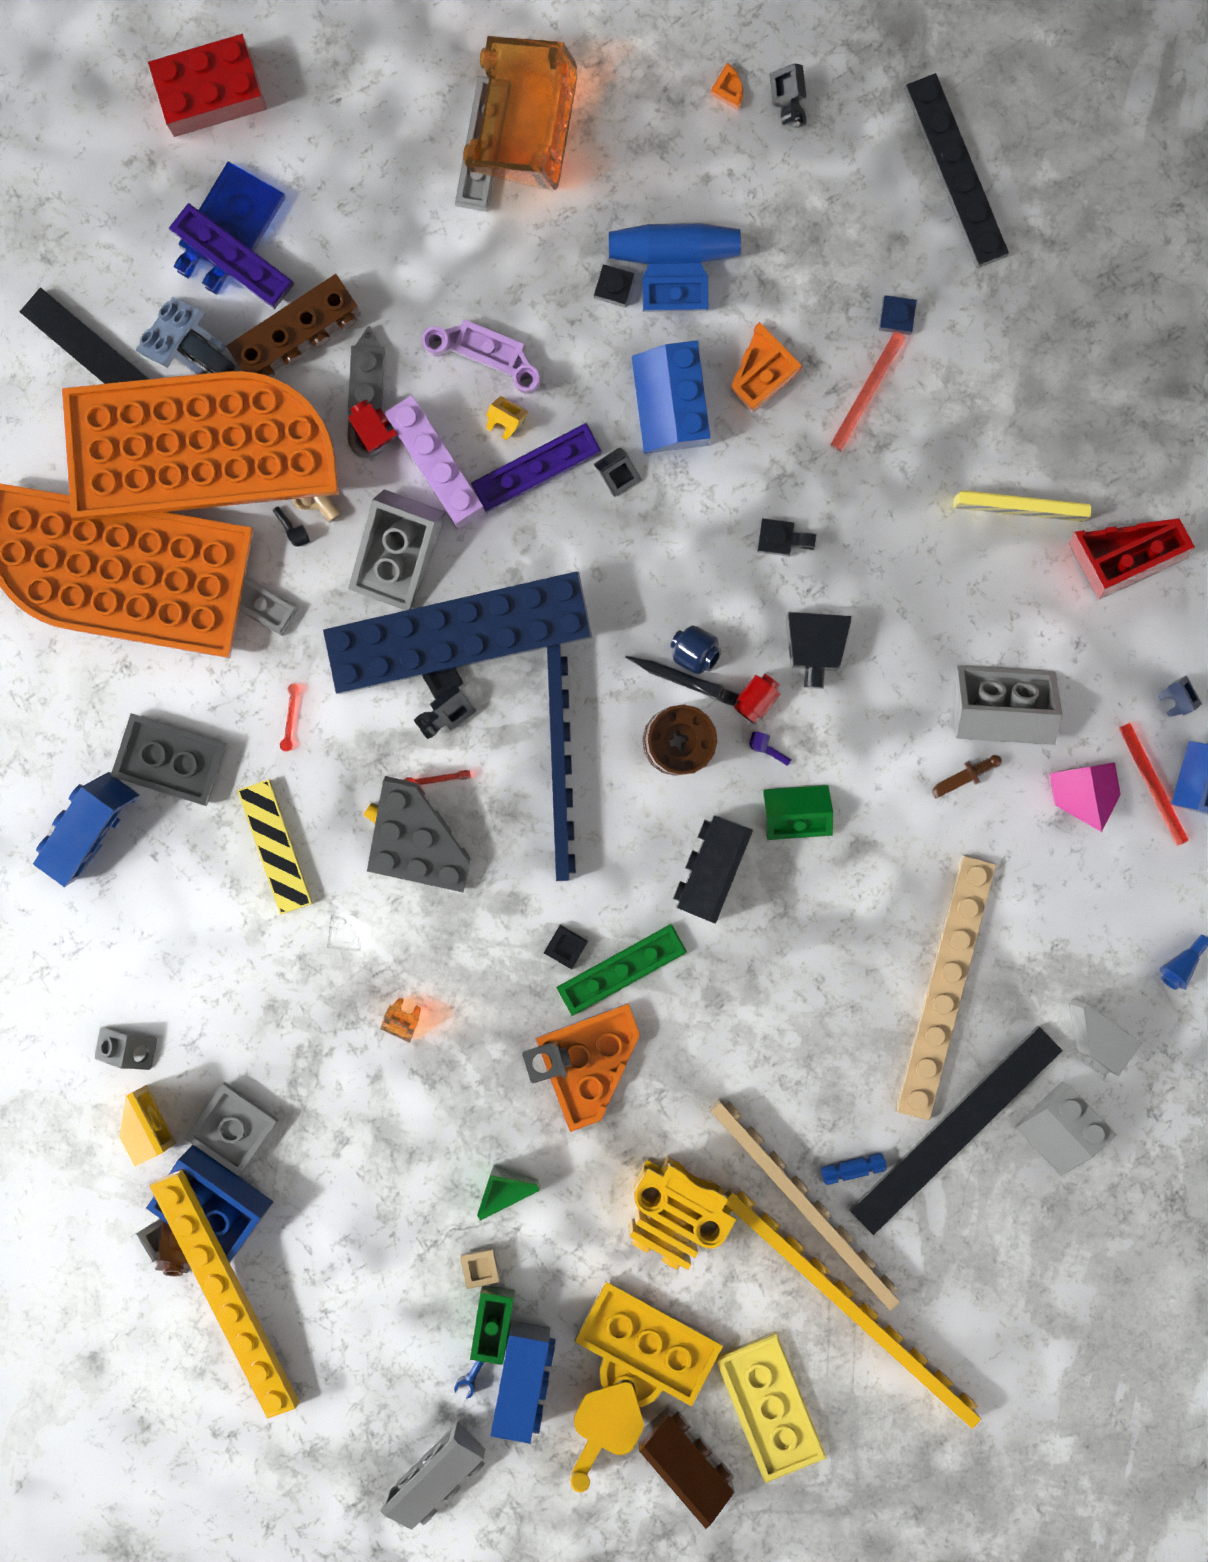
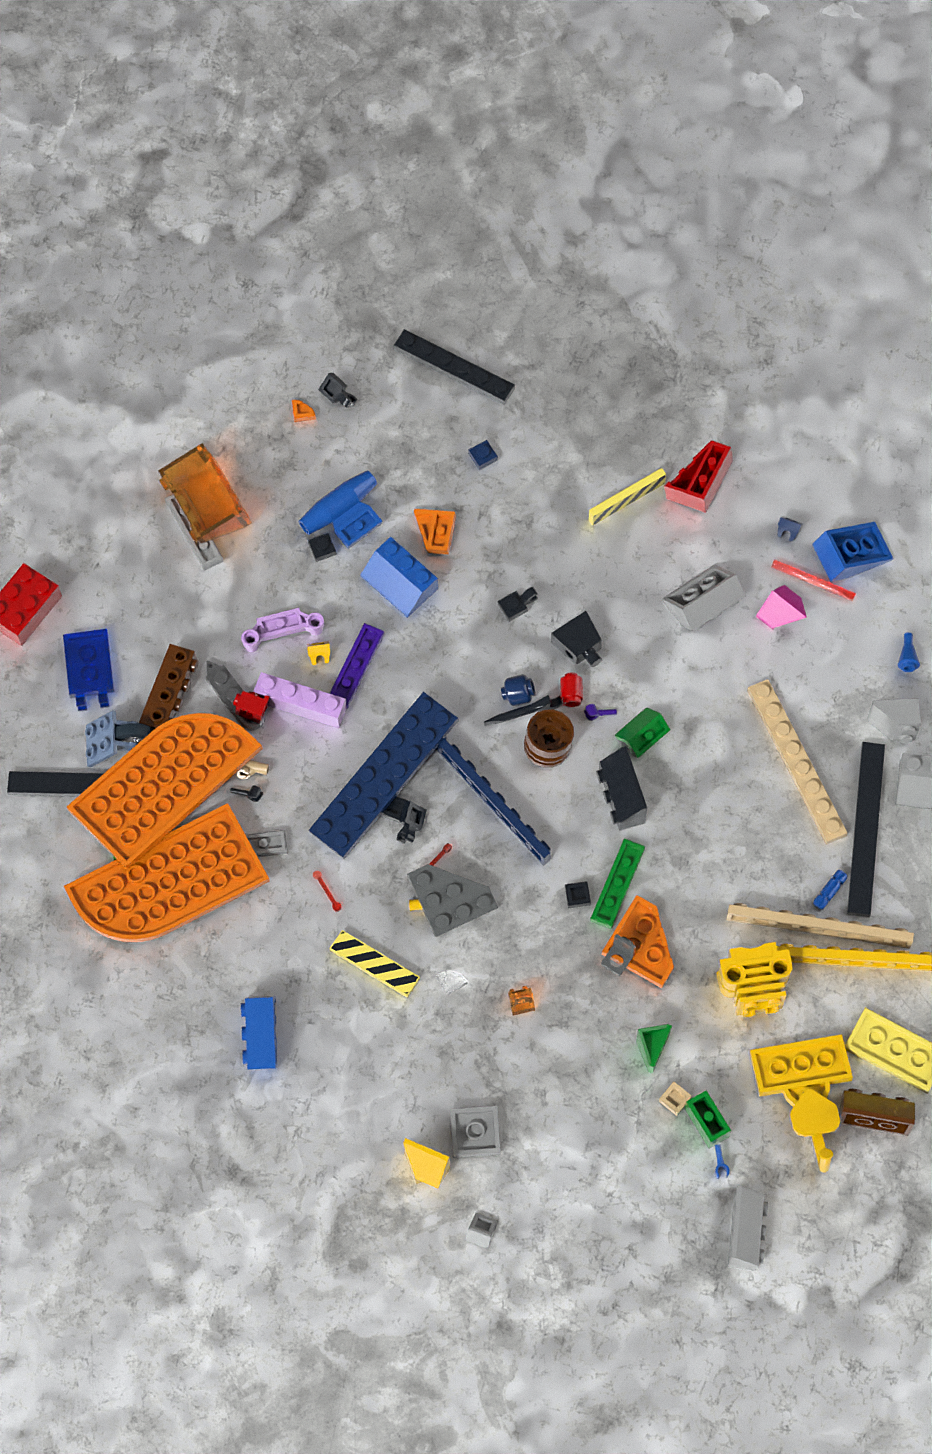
camera: 35 degrees left, 20 degrees down
(118, 1049) = (376, 1135): dark grey bracket -> none
(168, 759) = (278, 961): dark grey plate -> none
(170, 1256) = (498, 1220): reddish brown bracket -> none
(224, 1294) = (546, 1219): yellow plate -> none
(227, 1200) = (497, 1179): blue slope -> none
(231, 256) = (104, 678): dark purple tile -> none
(395, 549) = (315, 760): light grey slope -> none
(523, 1382) = (750, 1135): blue brick -> none
(617, 471) = (401, 635): black slope -> none
(867, 391) = (498, 497): clear red bar -> none
(969, 774) = (715, 646): reddish brown piece -> none

